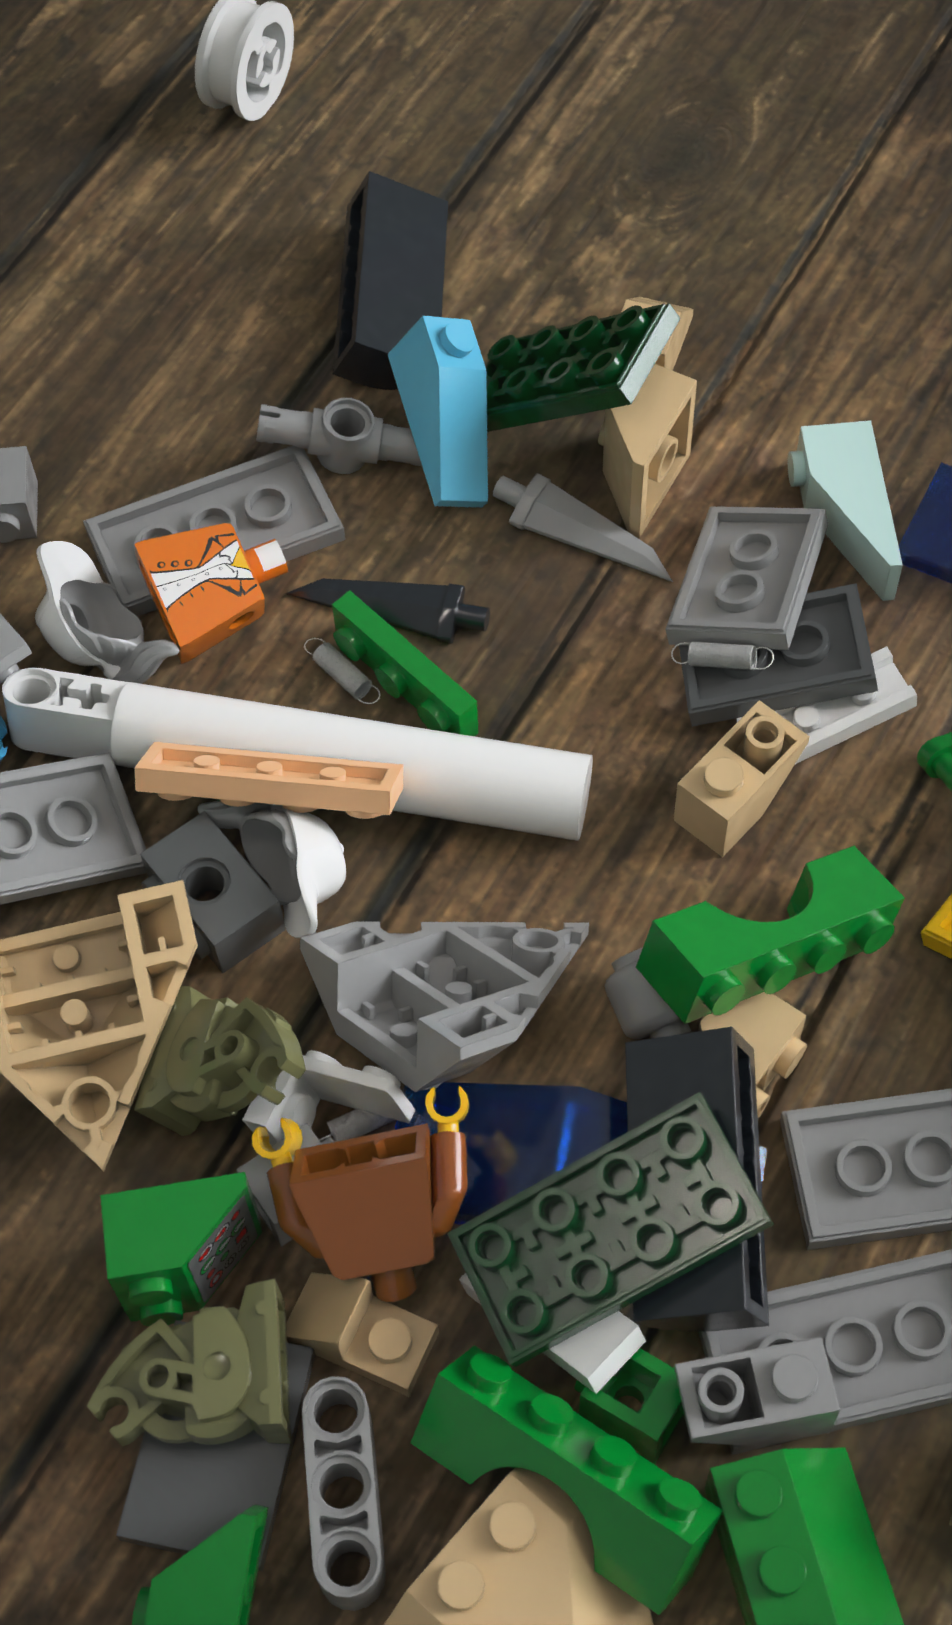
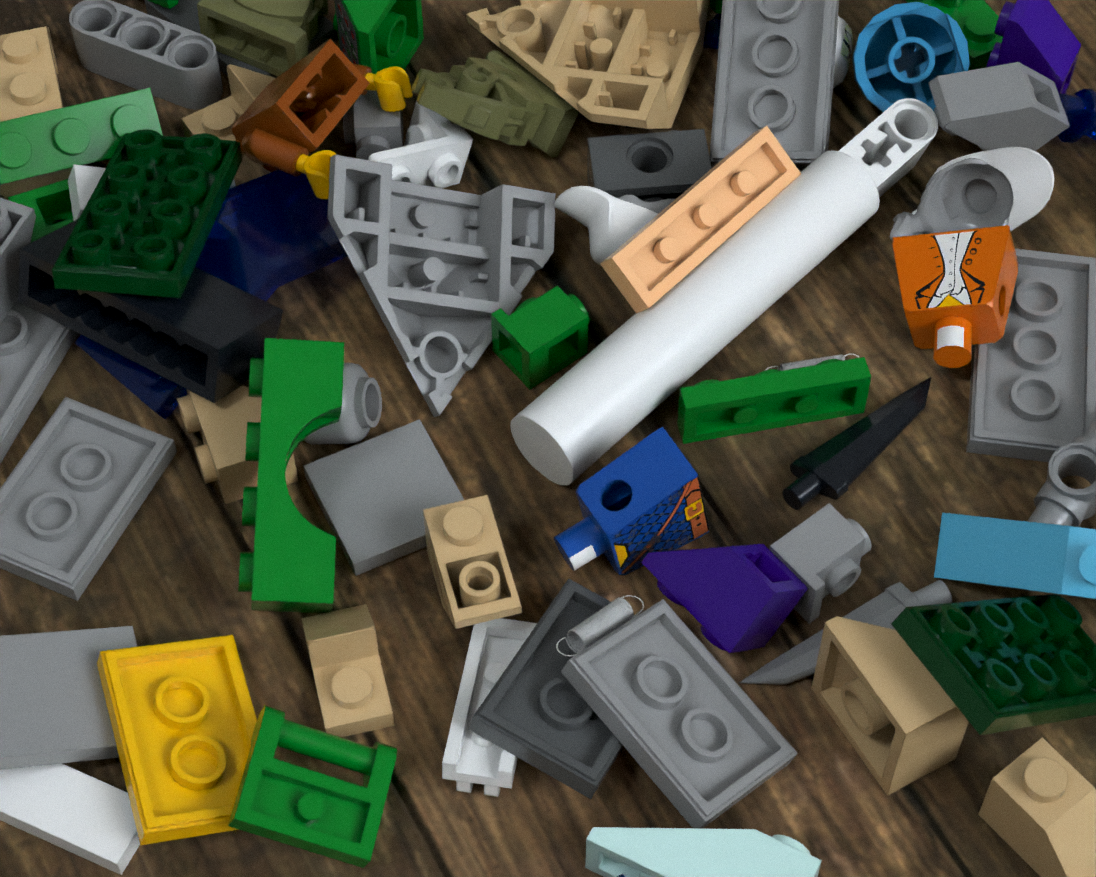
camera: 120 degrees right, 5 degrees down
(456, 873) = (541, 335): none -> green brick
(539, 565) = (824, 556): none -> light grey brick
(596, 690) = (636, 507): none -> blue torso
(615, 601) = (731, 590): none -> dark purple slope
(694, 872) = (379, 492): none -> light grey tile
(883, 824) = (348, 671): none -> tan slope

